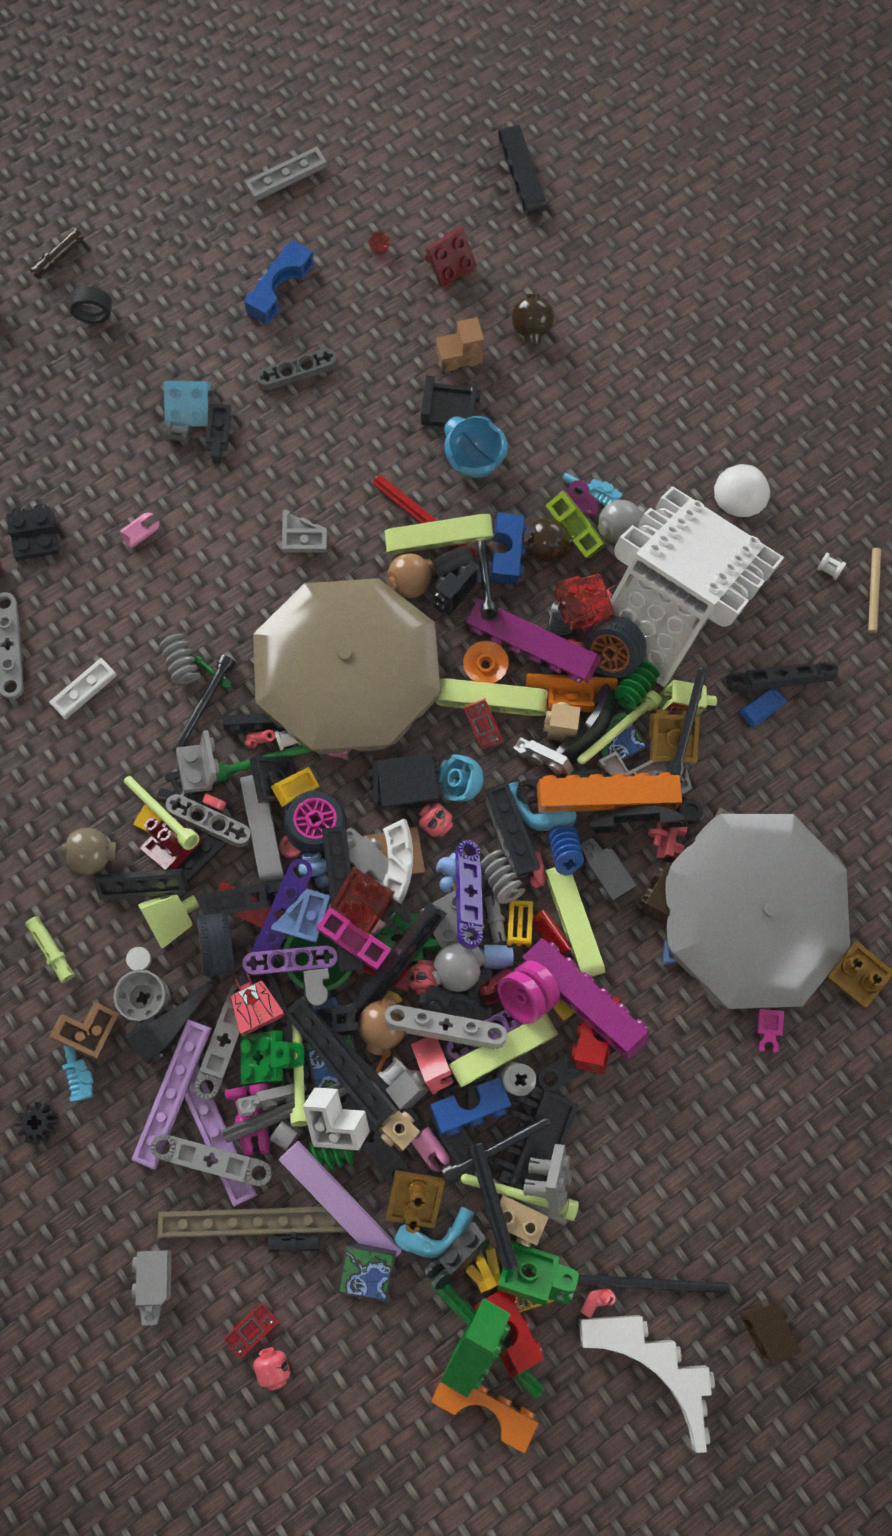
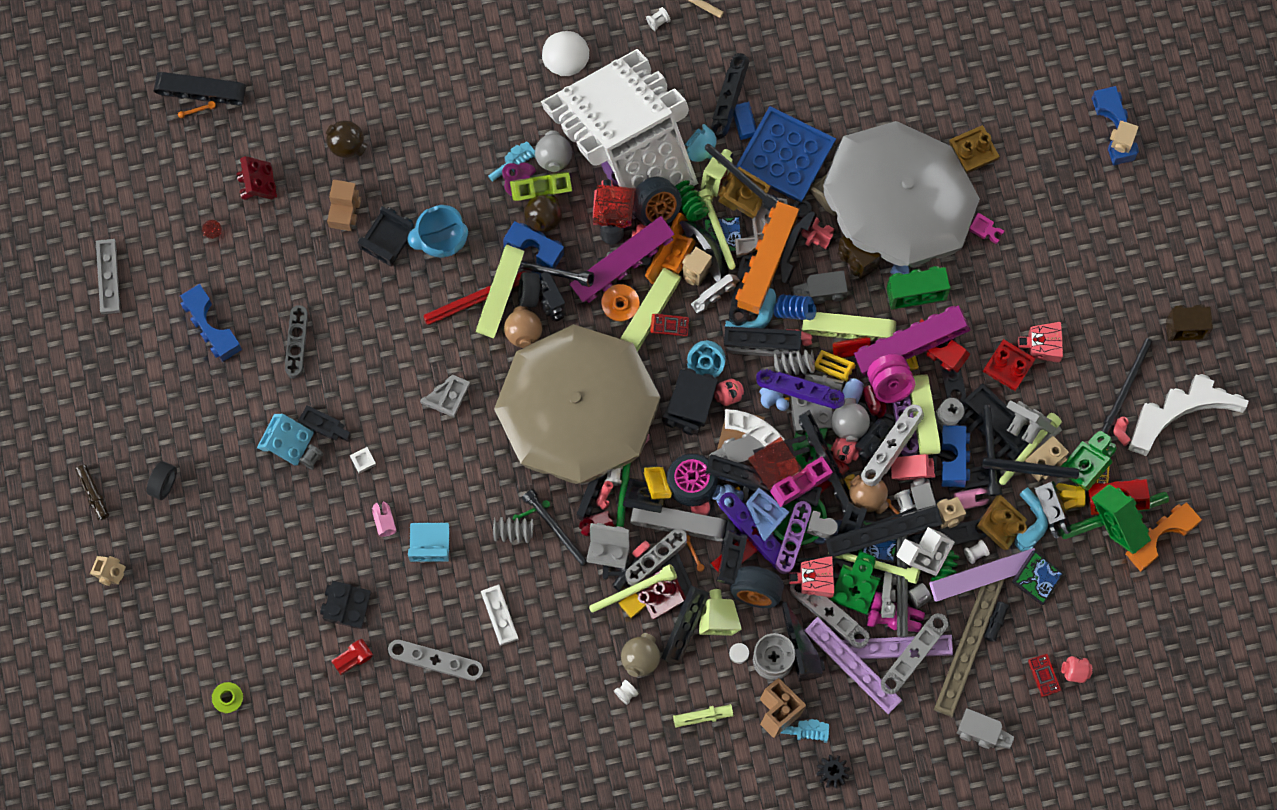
camera: 65 degrees left, 0 degrees up
(44, 854) = (626, 692): none -> white wheel
(133, 584) = (429, 542): none -> medium azure bracket
(195, 483) = (363, 460): none -> white plate
(222, 875) = (700, 567): none -> orange hinge
(225, 744) = (603, 518): none -> dark red piece
(368, 1183) = (976, 552): none -> white bush
(511, 188) = (211, 105): none -> orange hinge
(615, 1127) = (1009, 365): none -> red plate
(656, 978) = (918, 287): none -> green brick
(663, 1157) = (1044, 342): none -> coral torso
(717, 669) = (697, 142): none -> medium azure cylinder
(745, 766) = (786, 153): none -> blue plate

